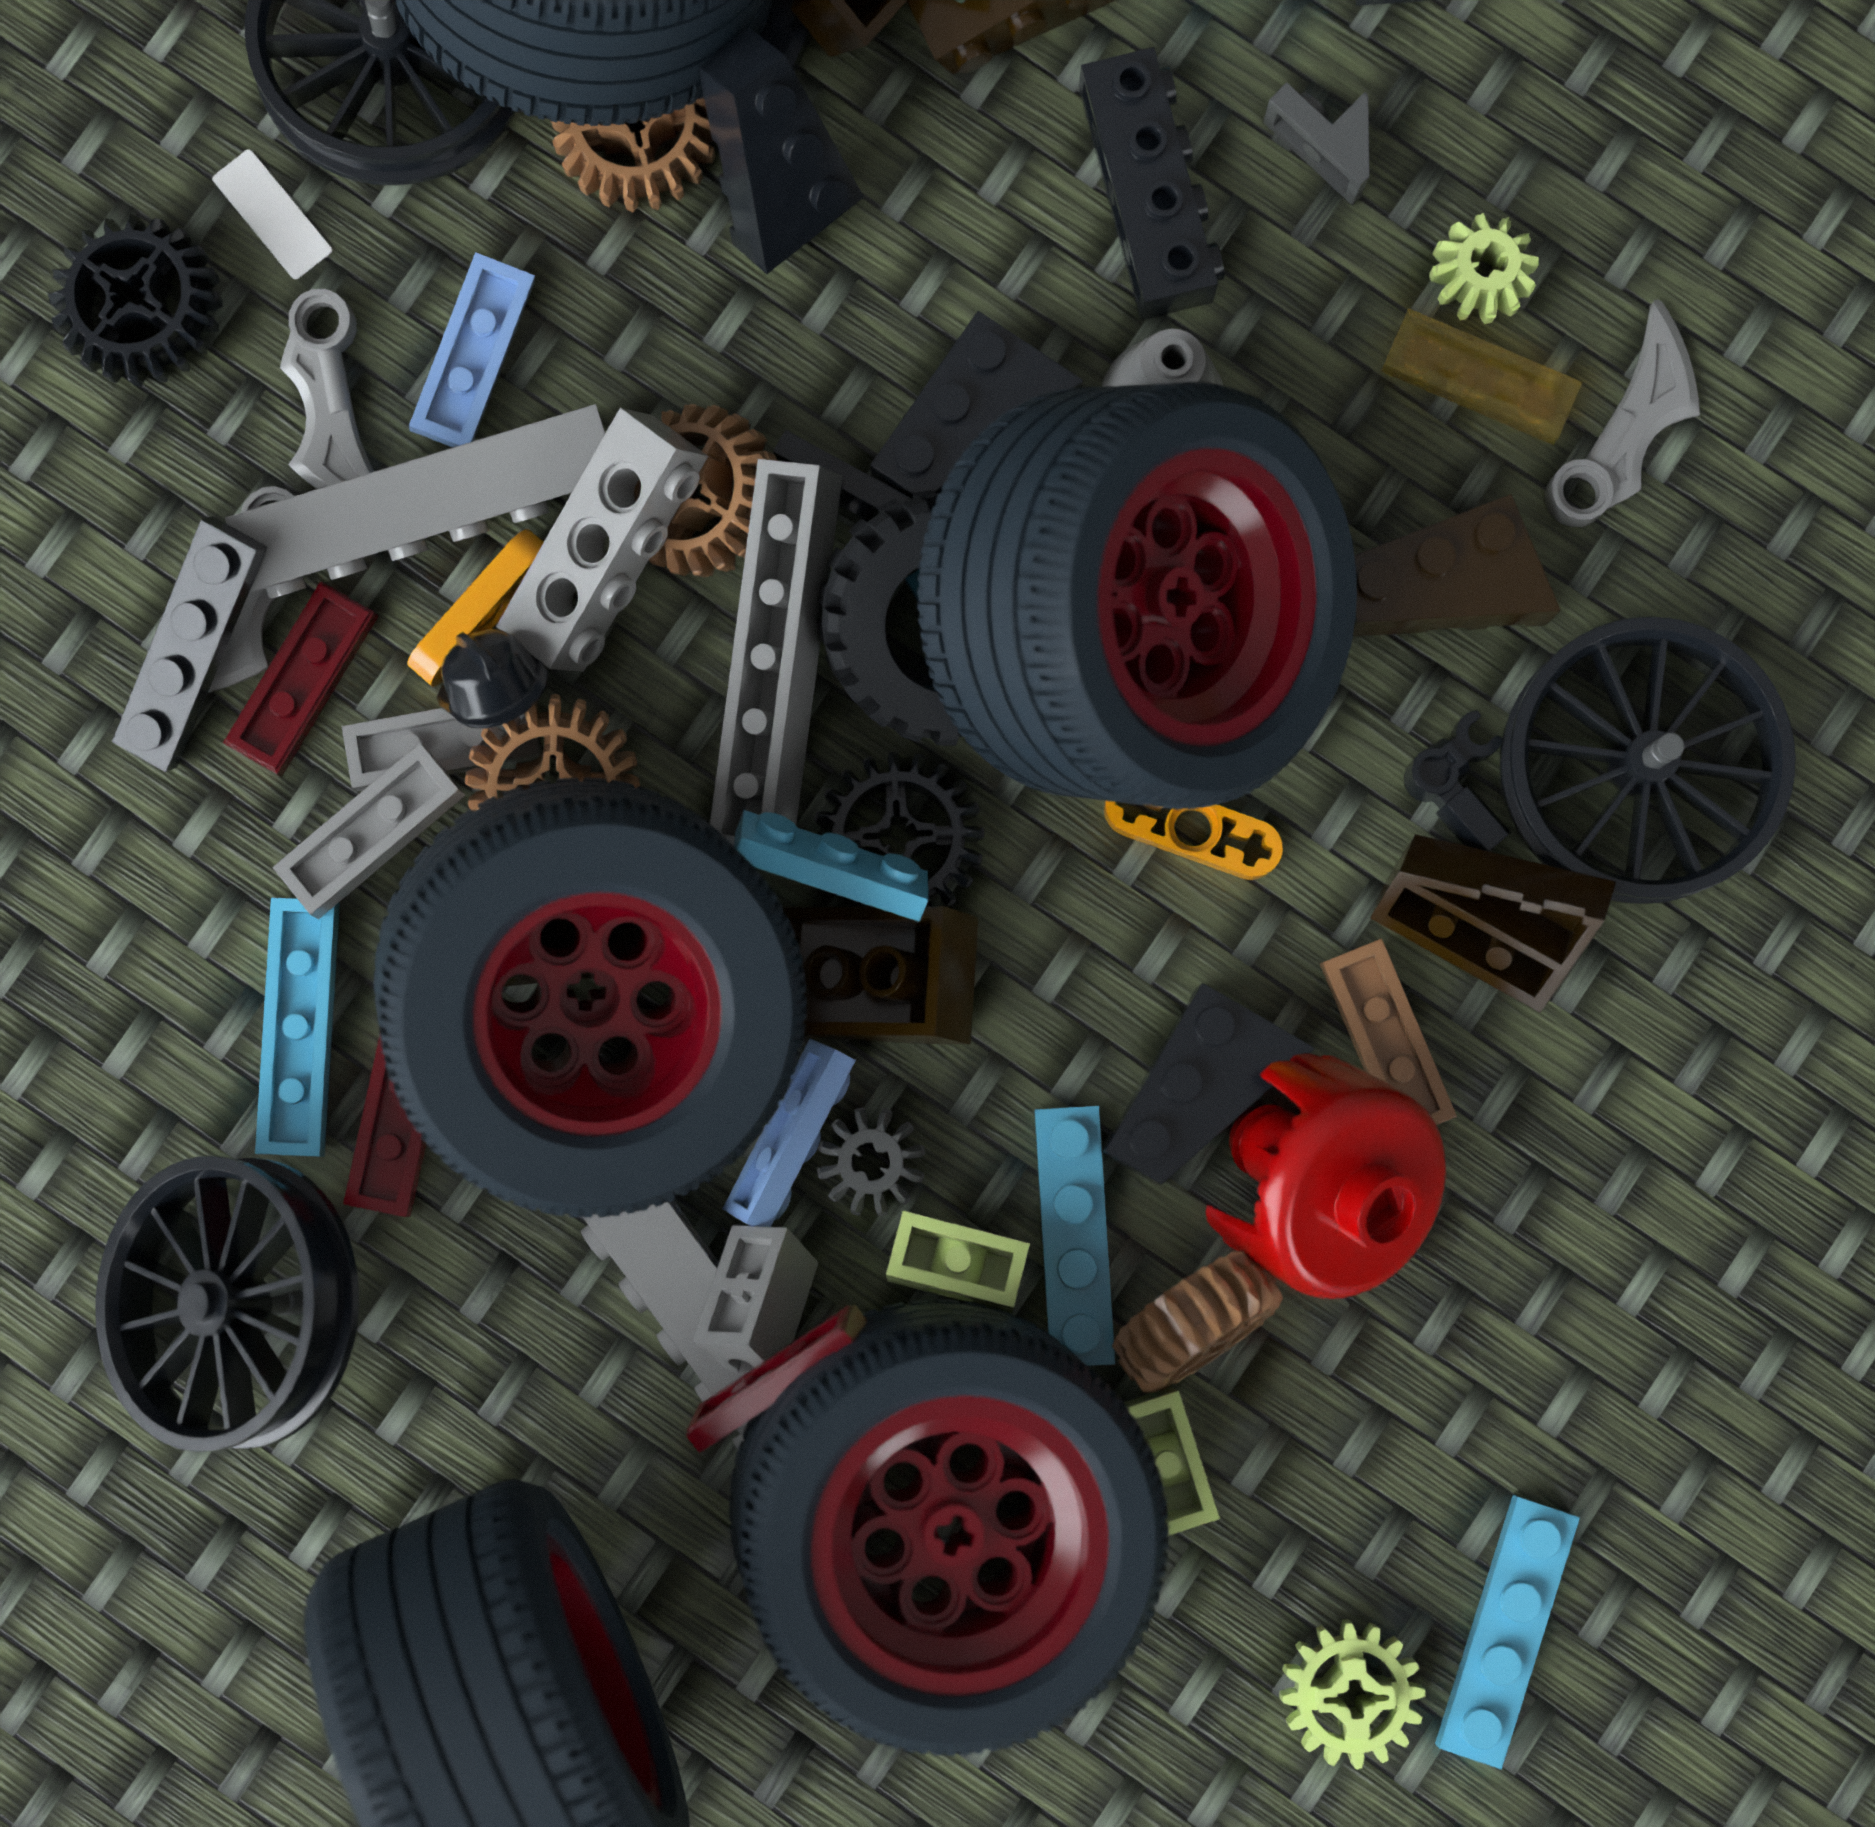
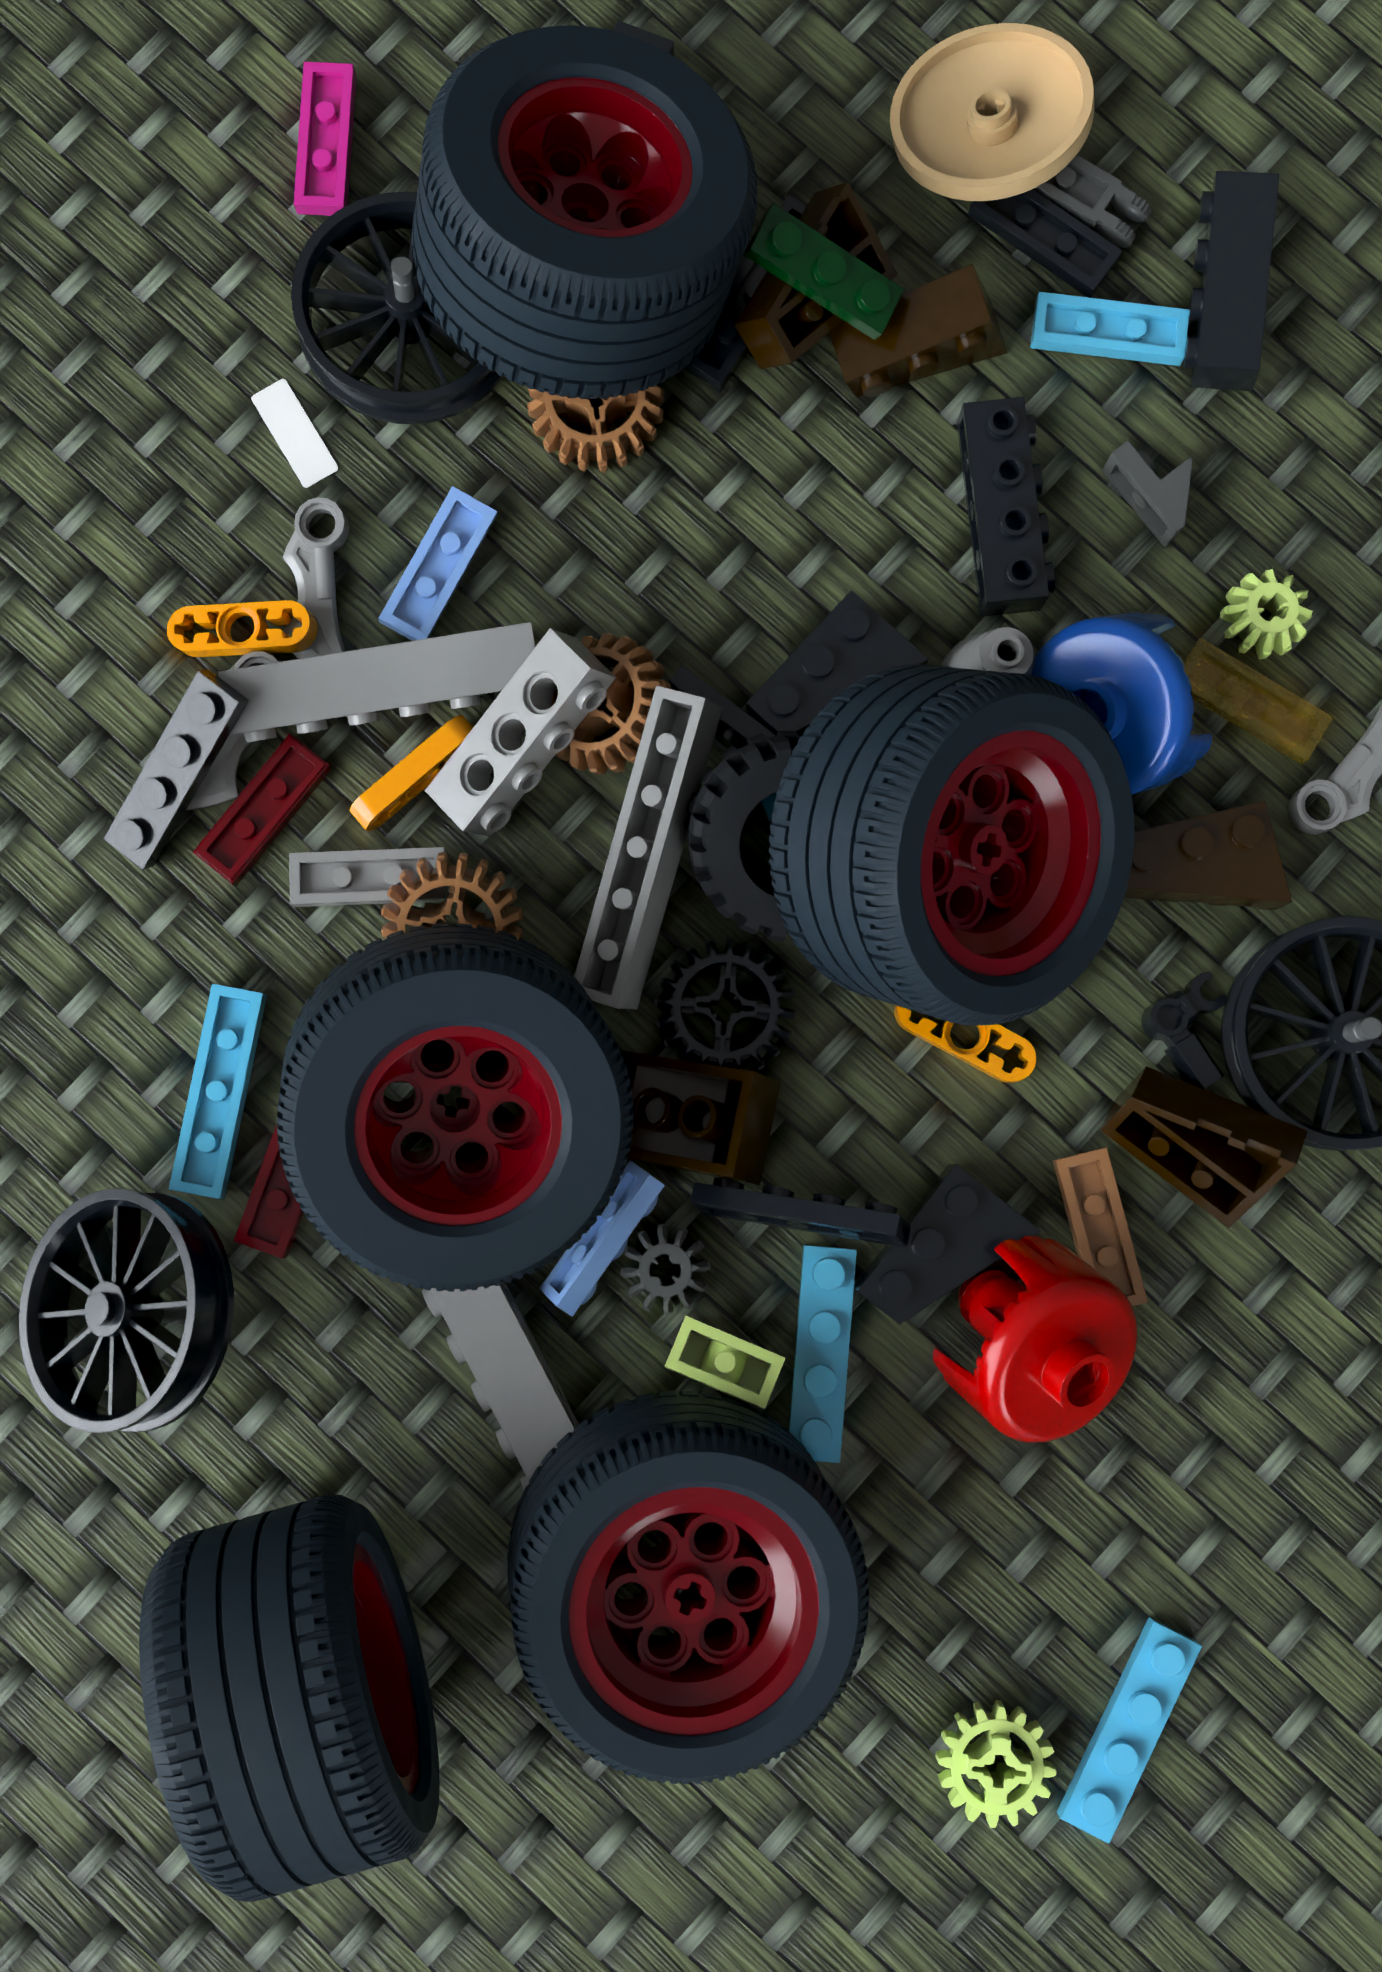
camera: 10 degrees right, 0 degrees up
(122, 321) = (198, 456): black gear -> none
(204, 488) = (223, 616): none -> light orange beam
(368, 831) = (297, 941): light grey plate -> none
(490, 679) = (413, 833): black piece -> none
(755, 1296) = (556, 1370): light grey hinge -> none
(765, 1382) = (553, 1443): dark red tile -> none
(773, 151) = (705, 437): black wedge -> none
(832, 864) = (669, 1025): medium azure plate -> none
(1051, 1067) = (823, 1215): none -> black plate
(1176, 1454) = (876, 1529): yellowish green brick -> none
(1196, 1321) = (912, 1442): medium nougat gear -> none
(1332, 385) = (1135, 690): none -> blue piece

